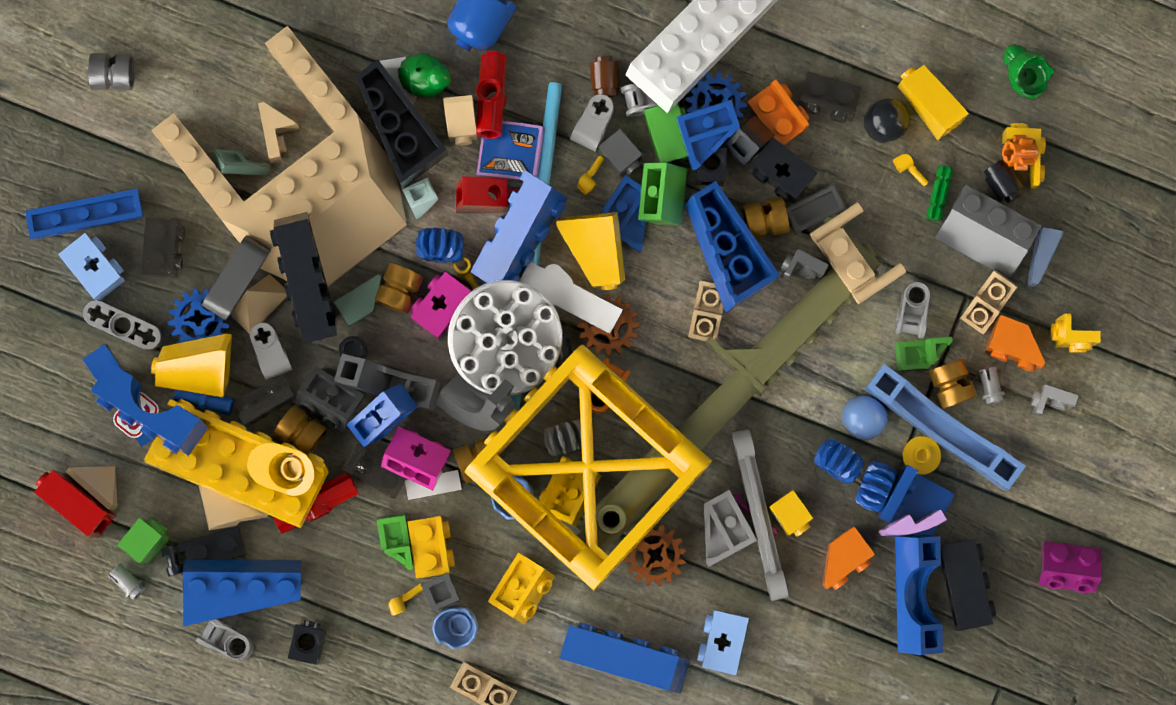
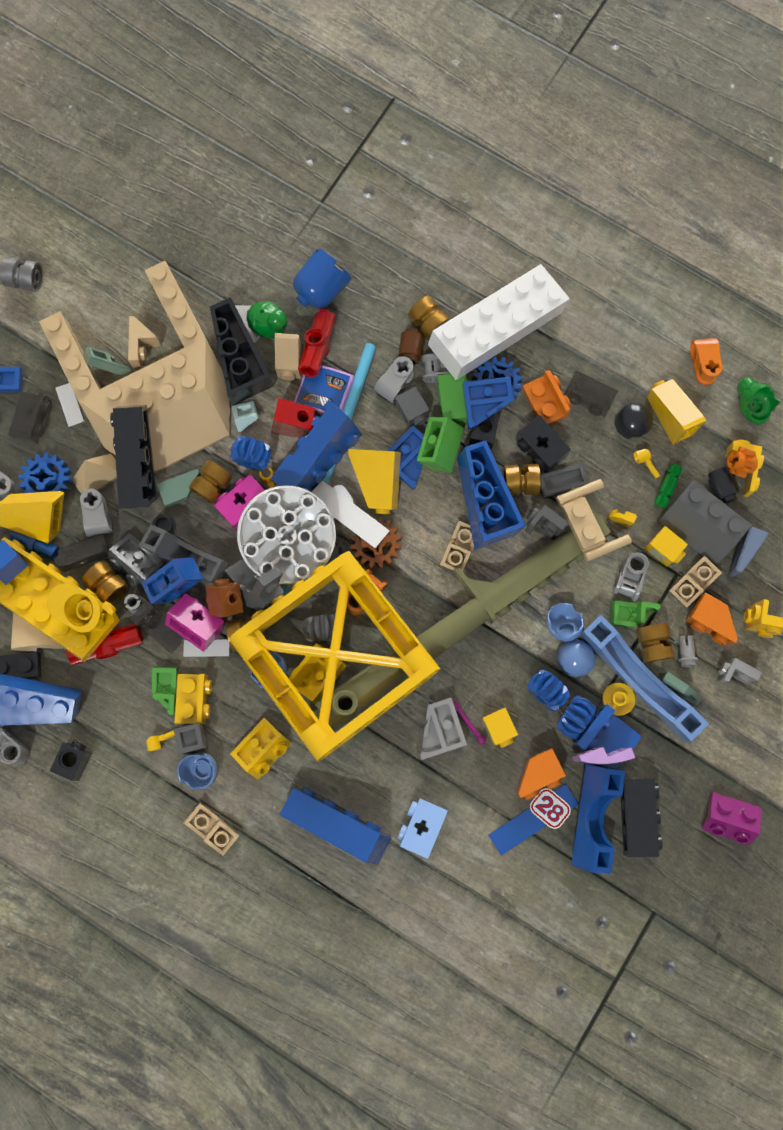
camera: 15 degrees right, 5 degrees down
(204, 222) = (69, 404): none -> white sticker
(236, 277) = (78, 447): dark grey beam -> none
(348, 449) = (130, 601): none -> light grey pin
(446, 425) = (224, 598): none -> dark orange brick
(585, 182) = (380, 425): yellow hand -> none
(620, 38) = (427, 316): none -> pearl gold wheel
(666, 564) = (386, 750): dark orange gear -> none
(746, 456) = (476, 777): light grey piece -> none
(749, 140) = (518, 414): black brick -> none
(844, 379) = (564, 622): none -> medium blue hair
(859, 596) = (546, 809): none -> blue sticker
(895, 243) = (625, 520): none -> yellow tile
(949, 268) = (667, 547): none -> yellow brick
(960, 25) = (706, 360): none -> orange piece
(990, 431) = (680, 688): none -> sand green tile

